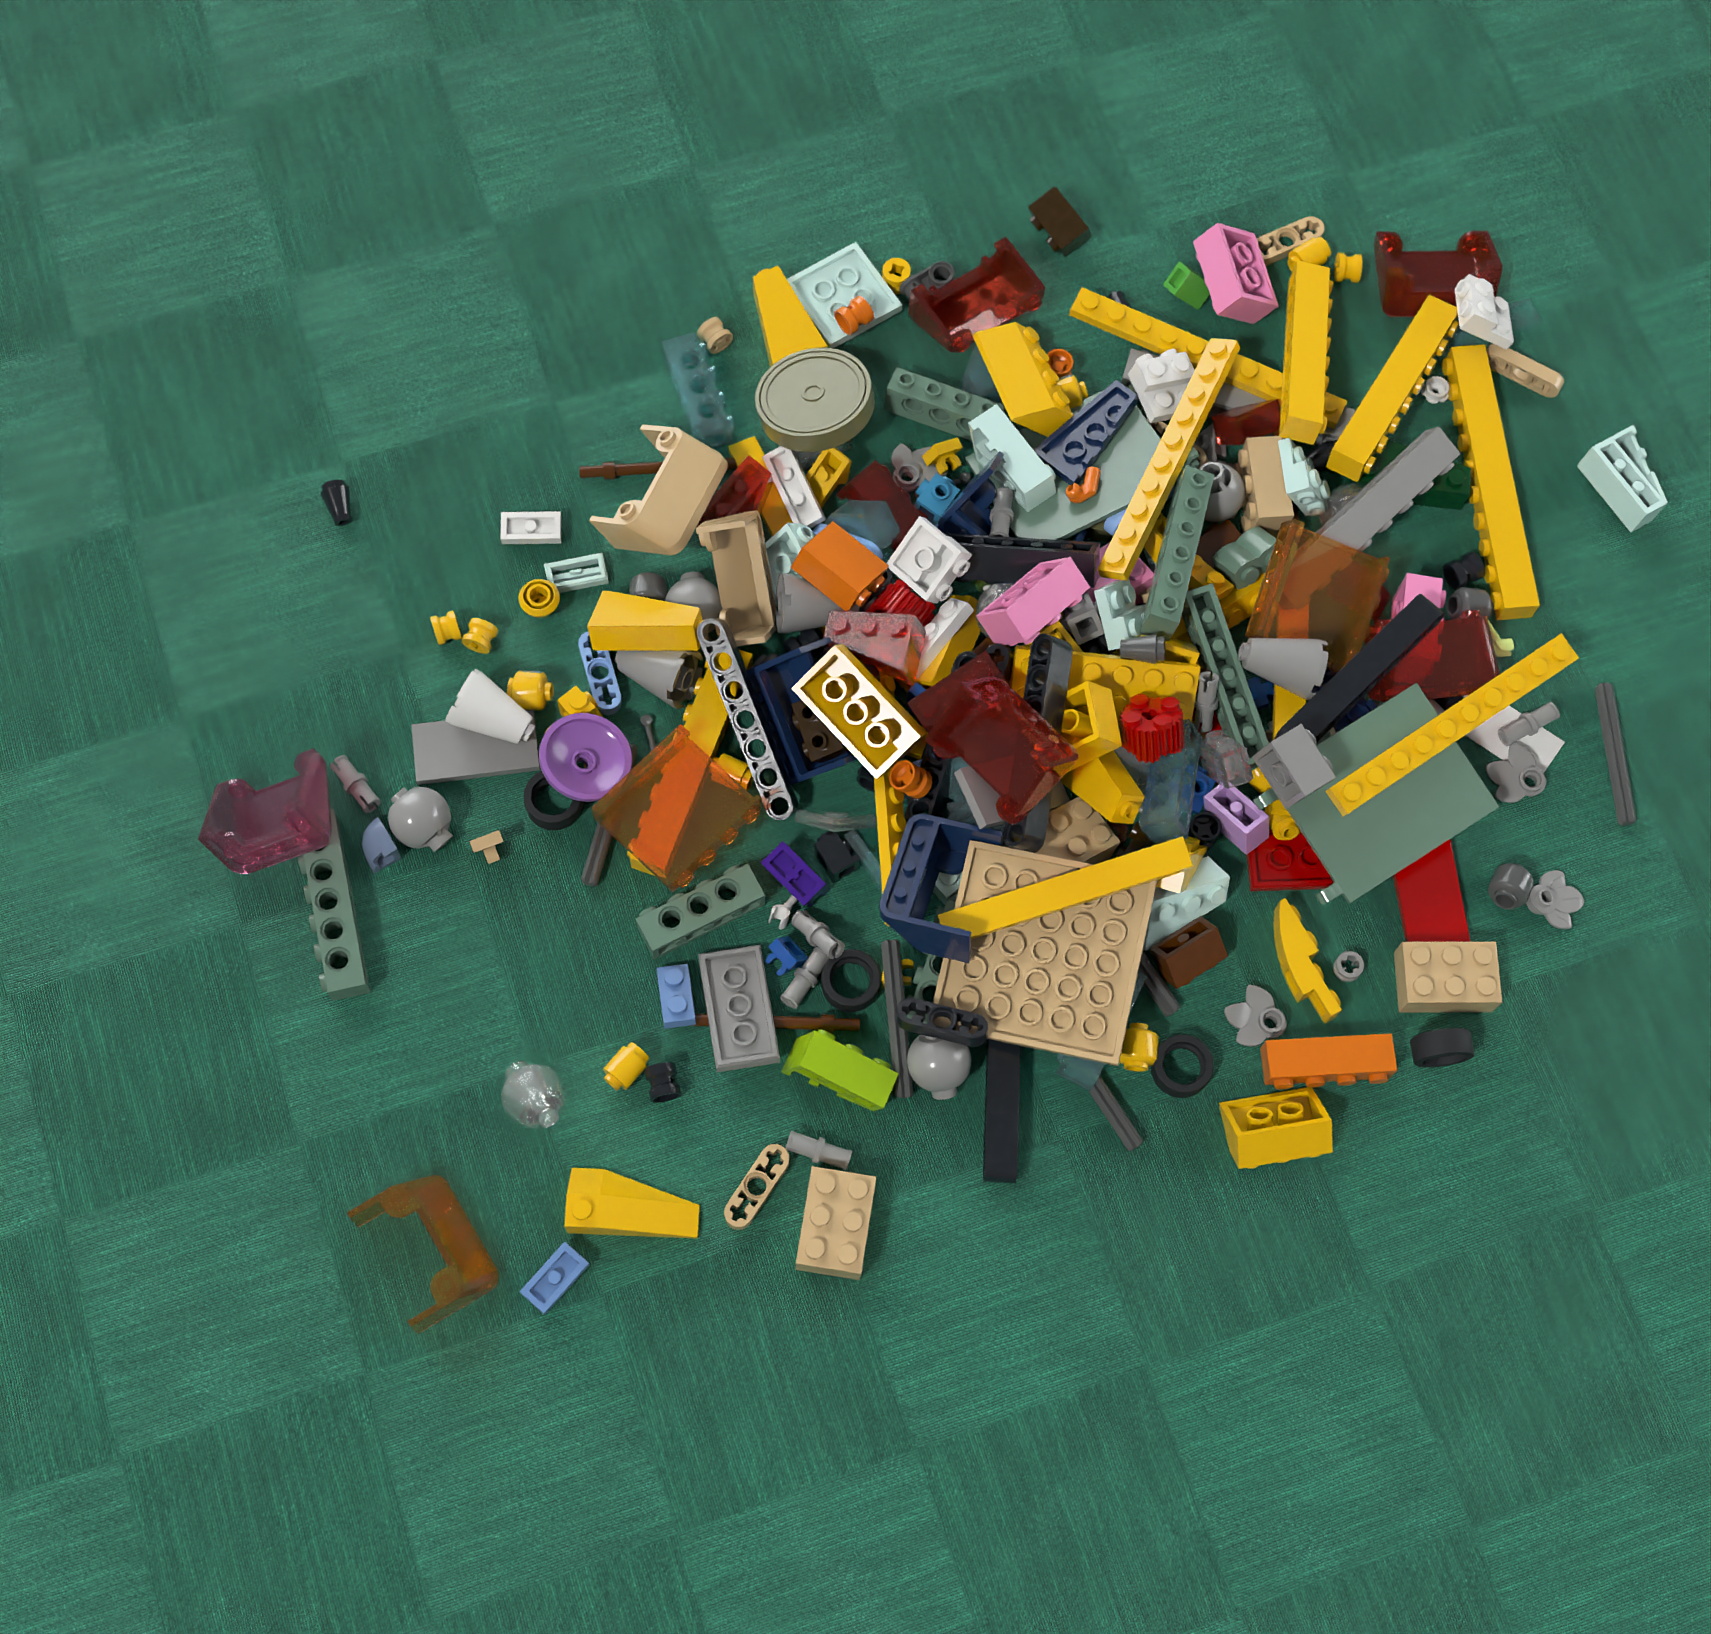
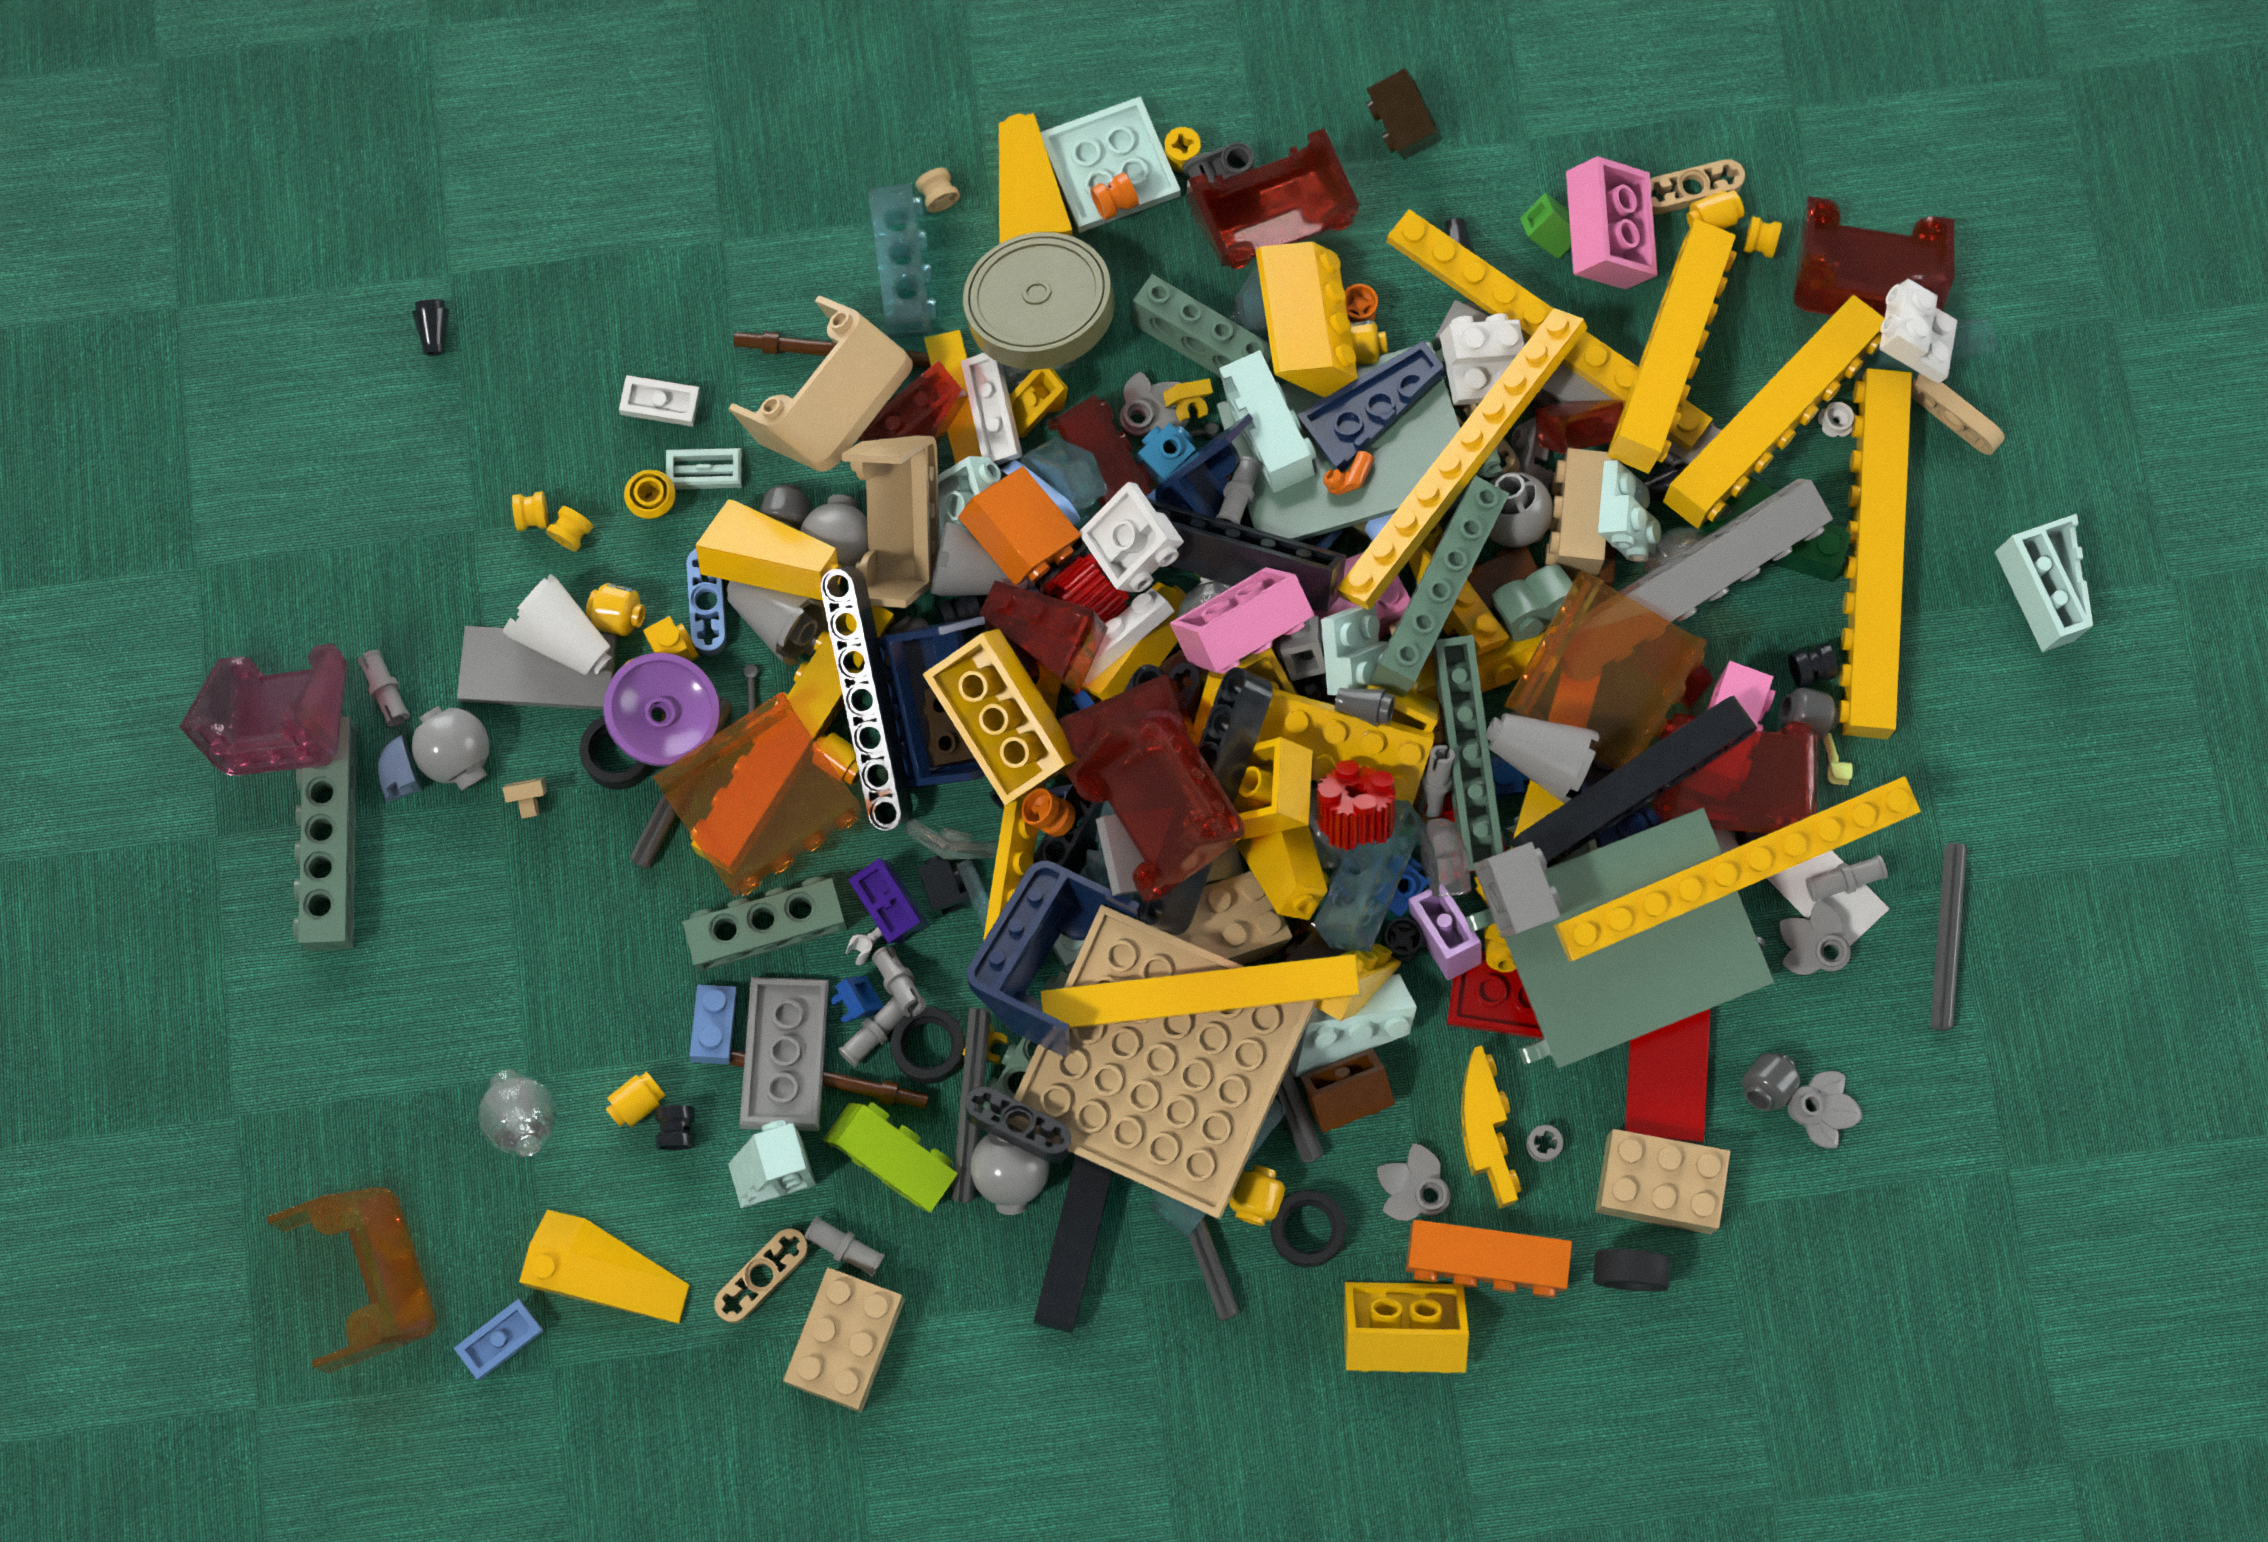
camera: 15 degrees right, 5 degrees up
(749, 1094) = (771, 1165): none -> light aqua wedge

